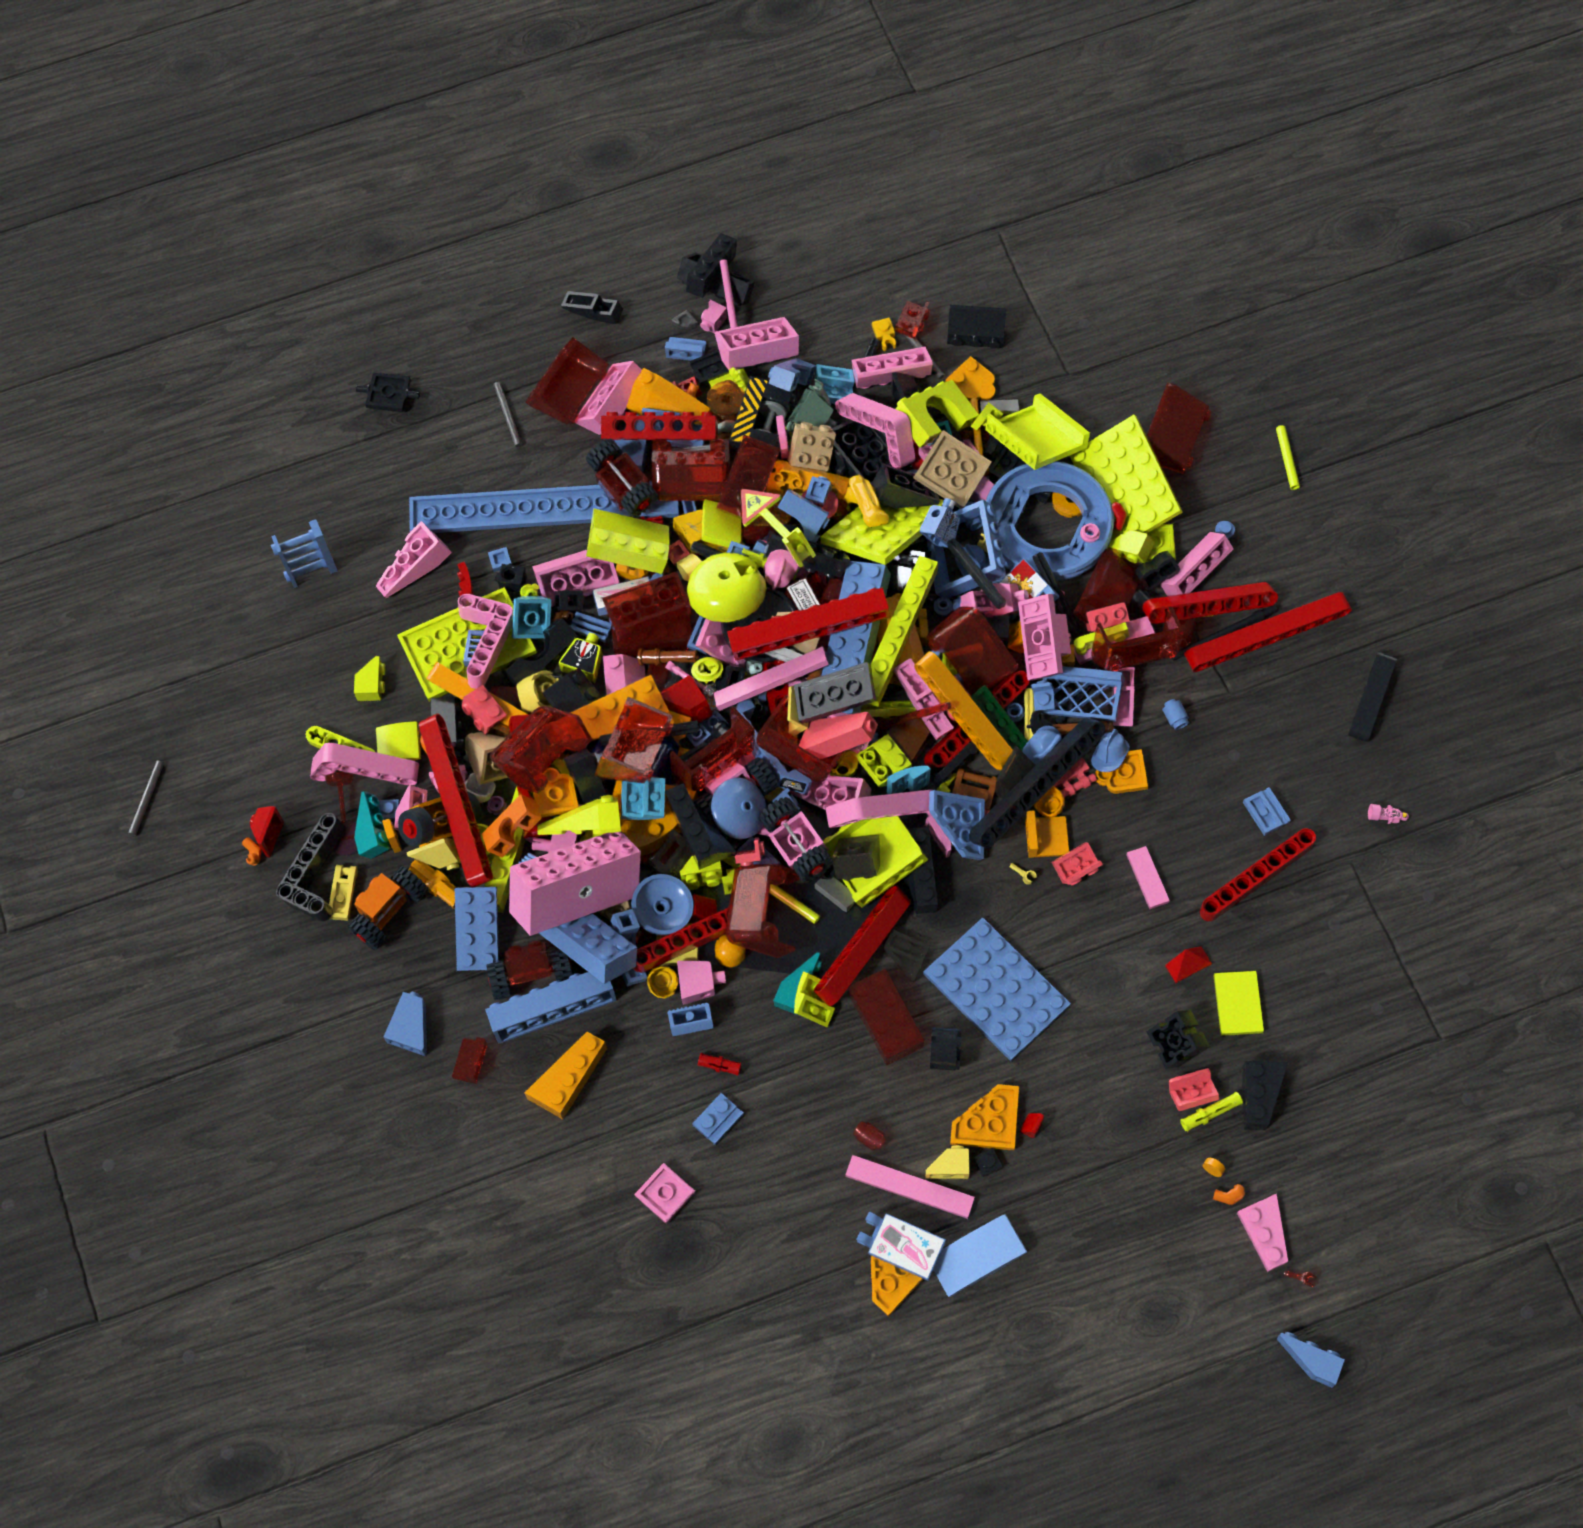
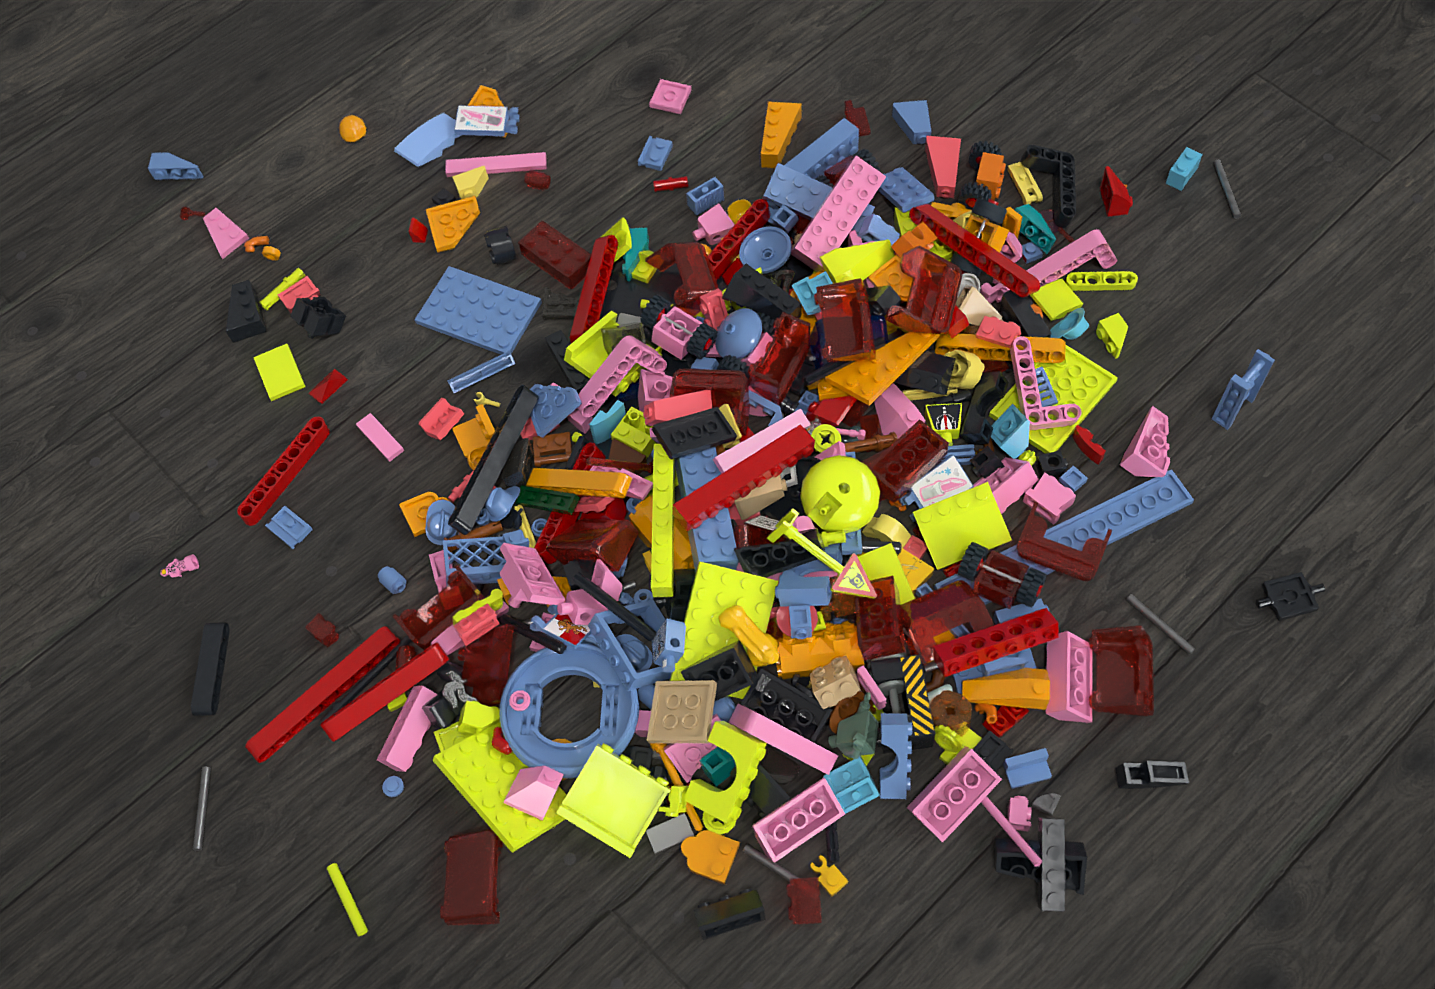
camera: 160 degrees right, 5 degrees down
(173, 832) = (1183, 168): none -> medium azure brick
(408, 705) = (1071, 326): none -> medium azure piece
(411, 951) = (943, 163): none -> coral slope
(531, 548) = (1051, 498): none -> bright pink hips
(559, 479) = (1057, 556): none -> clear red windscreen
(788, 963) = (643, 270): none -> neon yellow slope
(1018, 906) = (481, 372): none -> medium blue piece
(1069, 1320) = (352, 128): none -> light orange hair
(1102, 461) = (534, 790): none -> bright pink slope
(1142, 573) = (450, 687): none -> clear smoke piece
(1256, 689) = (322, 630): none -> clear red brick
(1402, 577) = (201, 811): none -> flat silver bar

